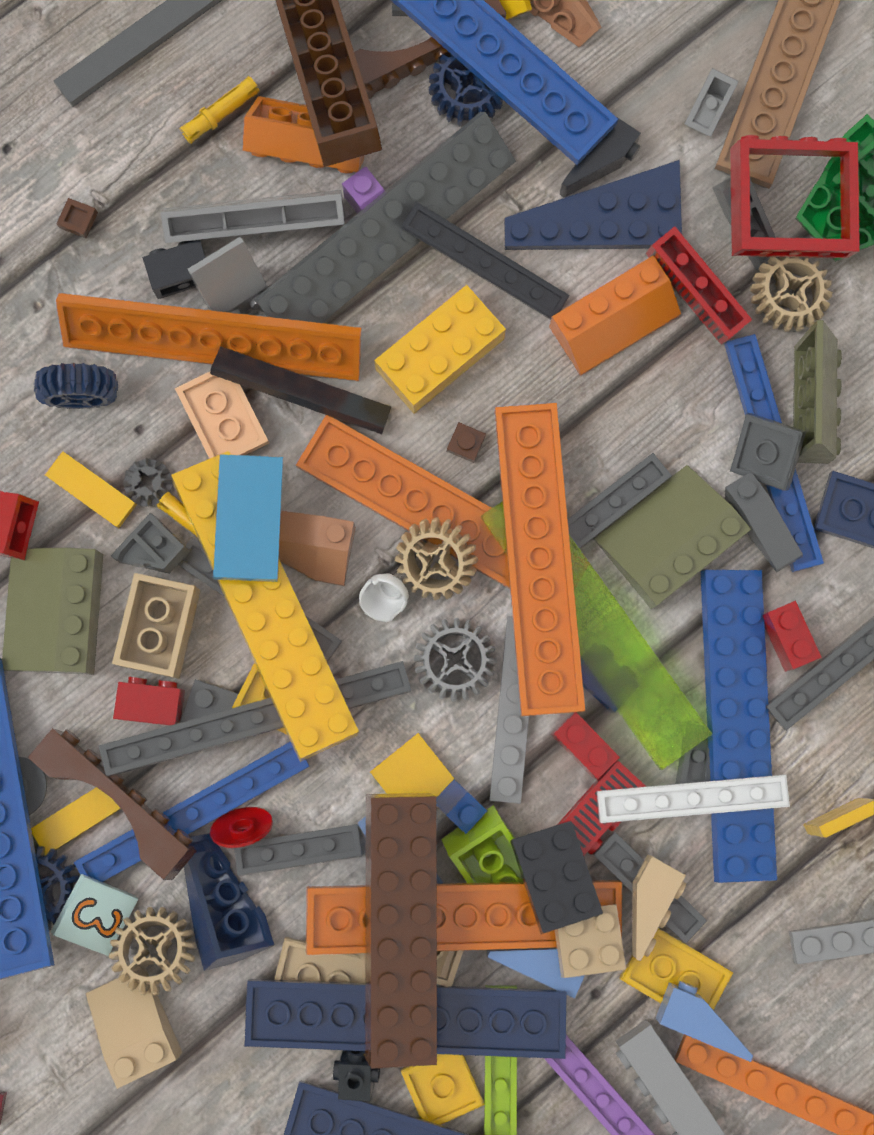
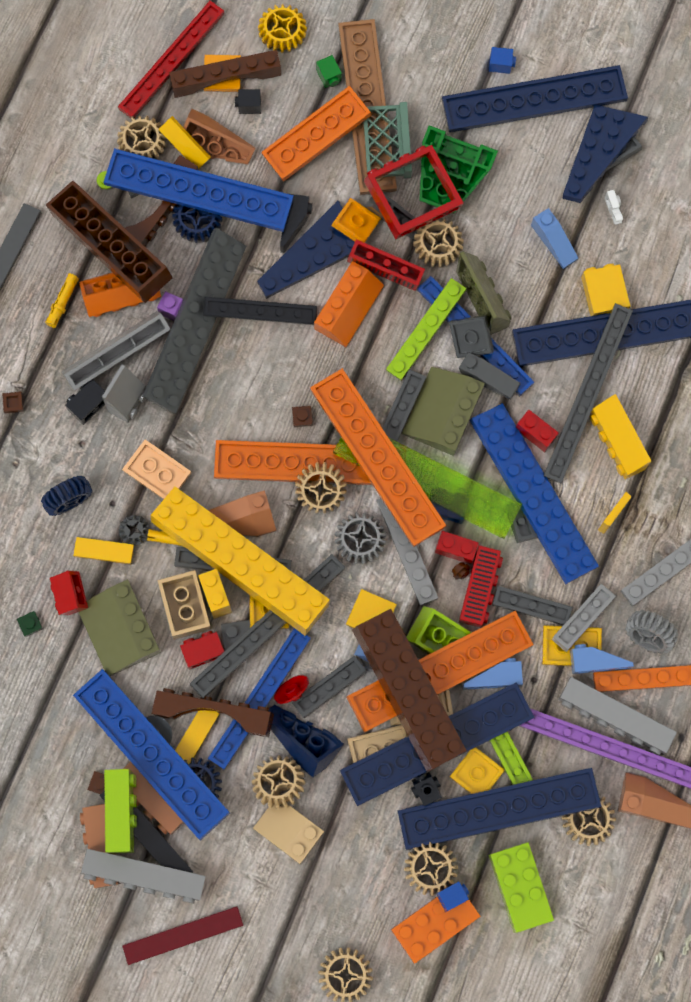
camera: 30 degrees left, 5 degrees down
(94, 914) = (235, 780): light aqua tile -> none
(151, 547) = (157, 563): dark grey wing -> none
(200, 333) = (127, 430): orange plate -> none
(204, 633) = (215, 593): none -> yellow brick
(248, 518) = (207, 516): dark azure tile -> none
(300, 390) = (194, 434): black tile -> none
(383, 597) = (302, 524): white hair -> none
(440, 349) = (260, 372): yellow brick -> none
(460, 806) = (407, 614): blue brick -> none
(556, 877) = (478, 623): black plate -> none
(573, 782) = (461, 571): none -> reddish brown plate
(591, 945) = (514, 649): tan plate -> none
(652, 895) = (535, 608): tan slope -> none
(689, 202) = (356, 221): none -> light orange tile
(692, 798) = (529, 544): white tile -> none
(694, 47) = (316, 133): none -> orange plate
(708, 407) = (426, 329): none -> lime plate
(711, 102) = (339, 159): light grey slope -> none
(714, 946) = (583, 617): none -> light grey plate
(805, 1023) = (651, 631): none -> light grey gear
(819, 112) = (402, 134): none -> sand green fence

